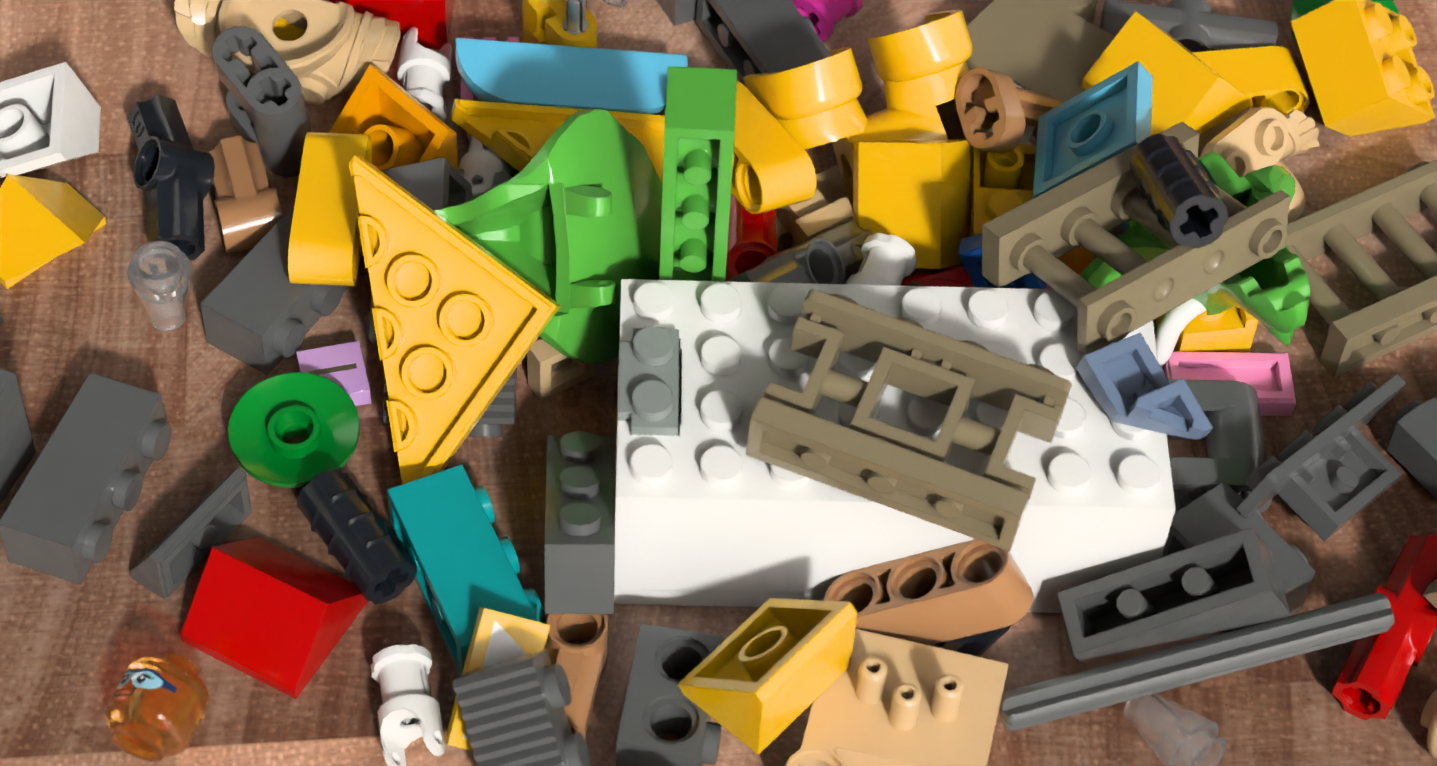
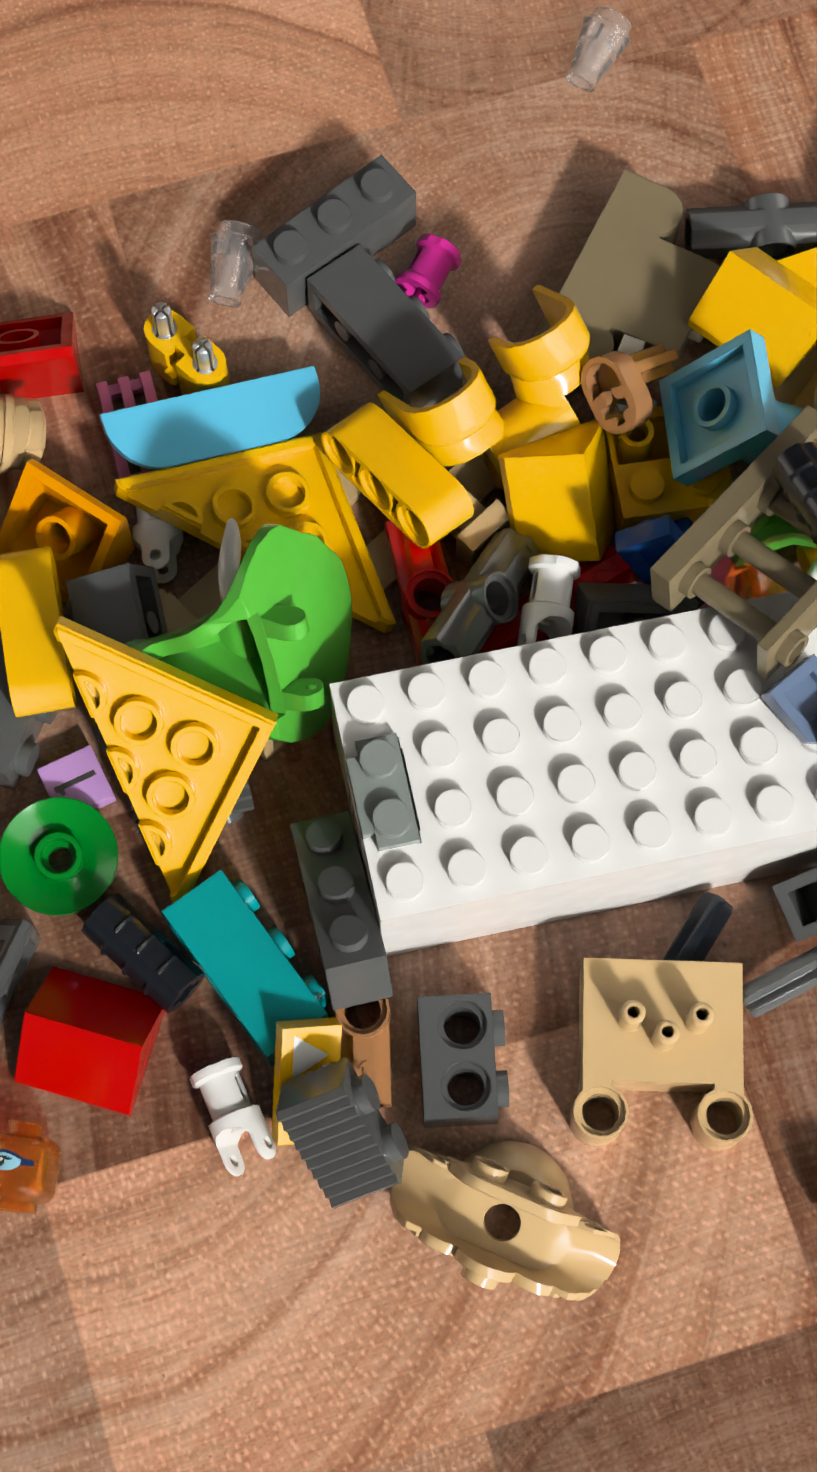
camera: 10 degrees left, 20 degrees up
(425, 72) = (73, 440): white piece -> none
(697, 173) = (385, 593): bright green brick -> none
(773, 667) = (539, 1022): yellow slope -> none
(893, 463) = (620, 848): dark tan fence -> none
(937, 593) = (686, 922): medium nougat beam -> none

